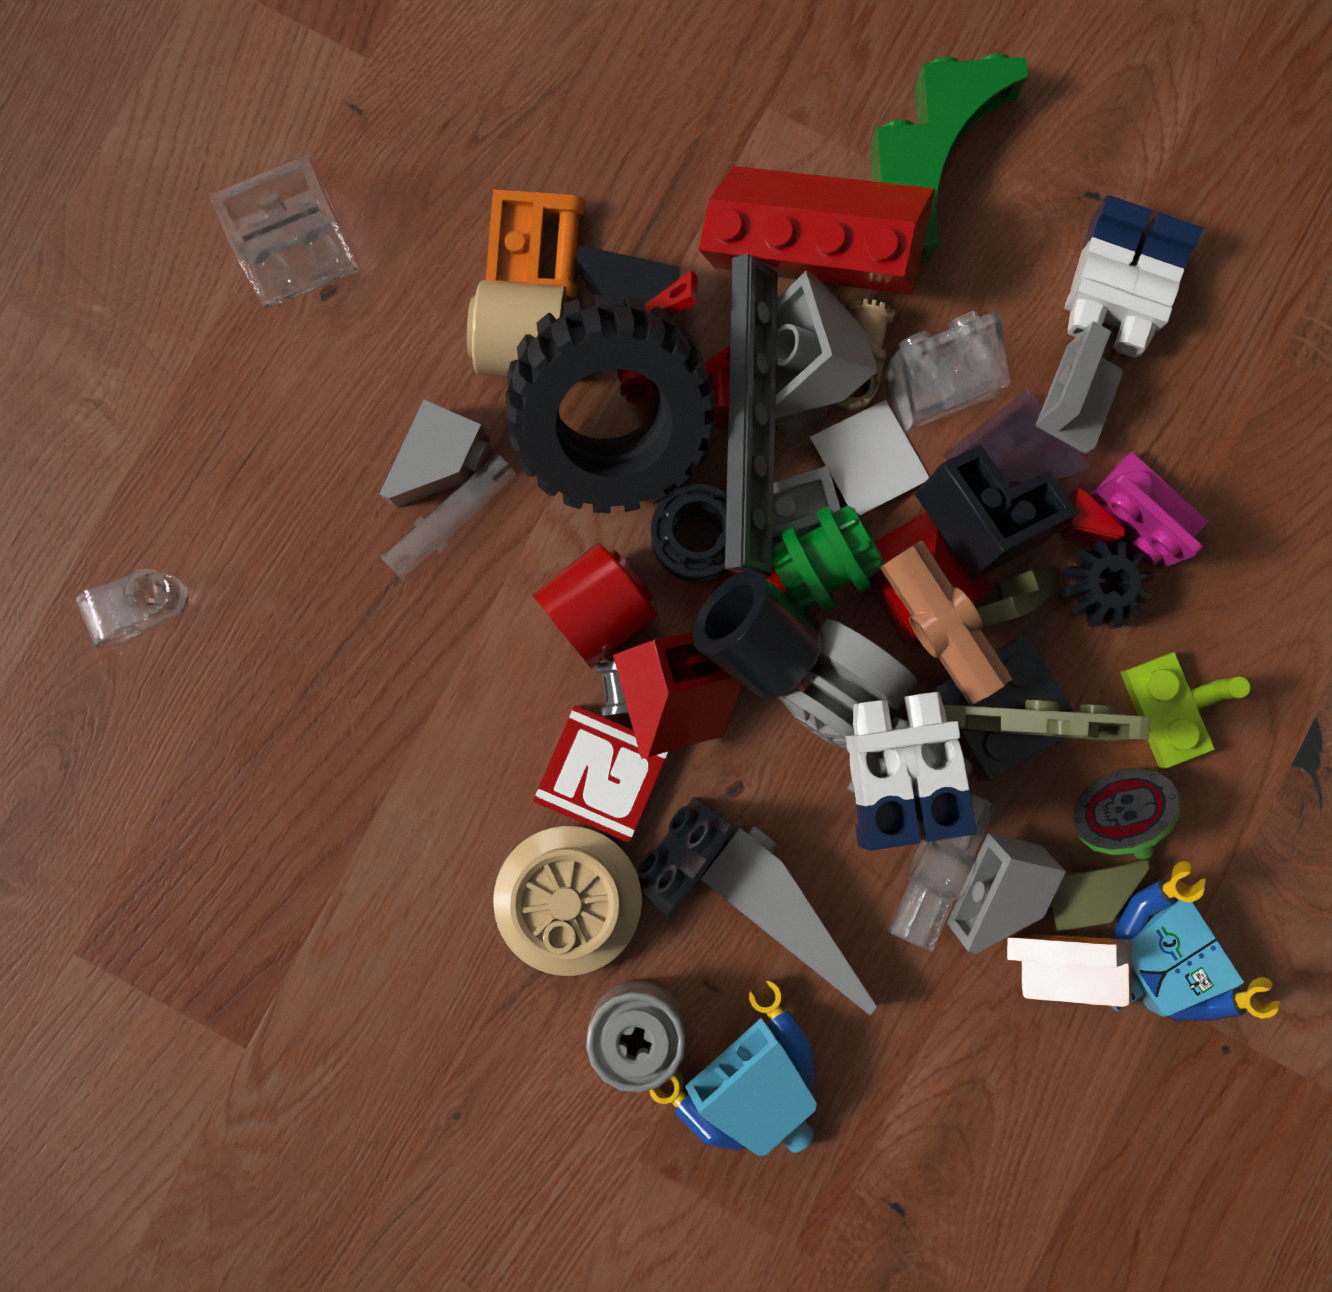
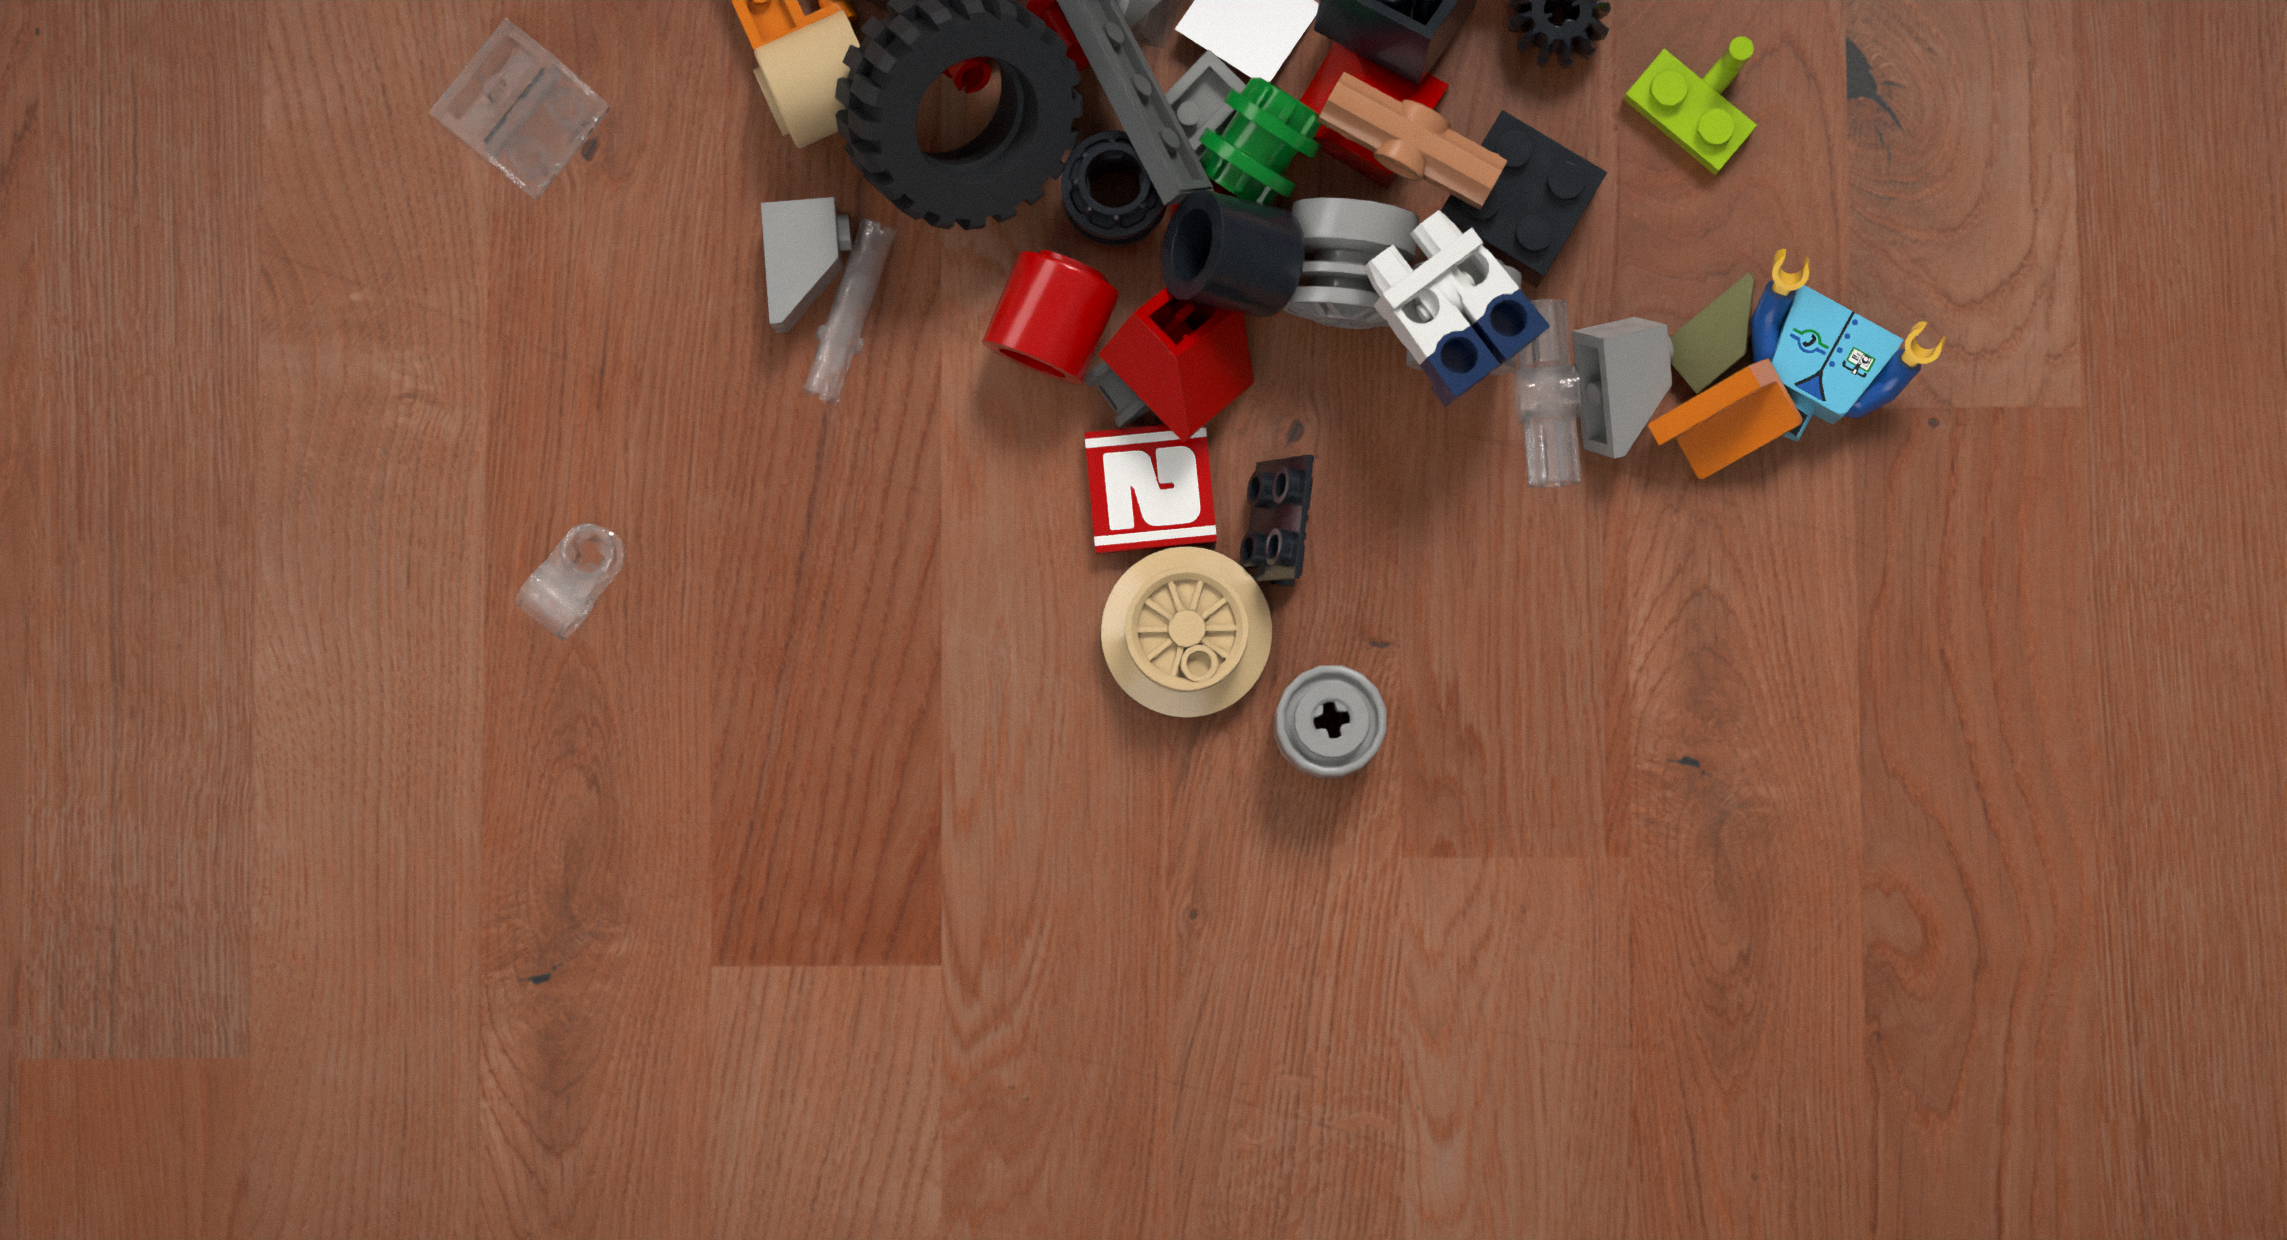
camera: 25 degrees left, 0 degrees up
(753, 1089) = (1476, 712): medium azure torso -> none
(768, 895) = (1386, 515): light grey slope -> none
(1020, 595) = (1476, 75): olive slope -> none
(1044, 719) = (1564, 182): olive wing -> none
(1127, 812) = (1700, 236): shield -> none

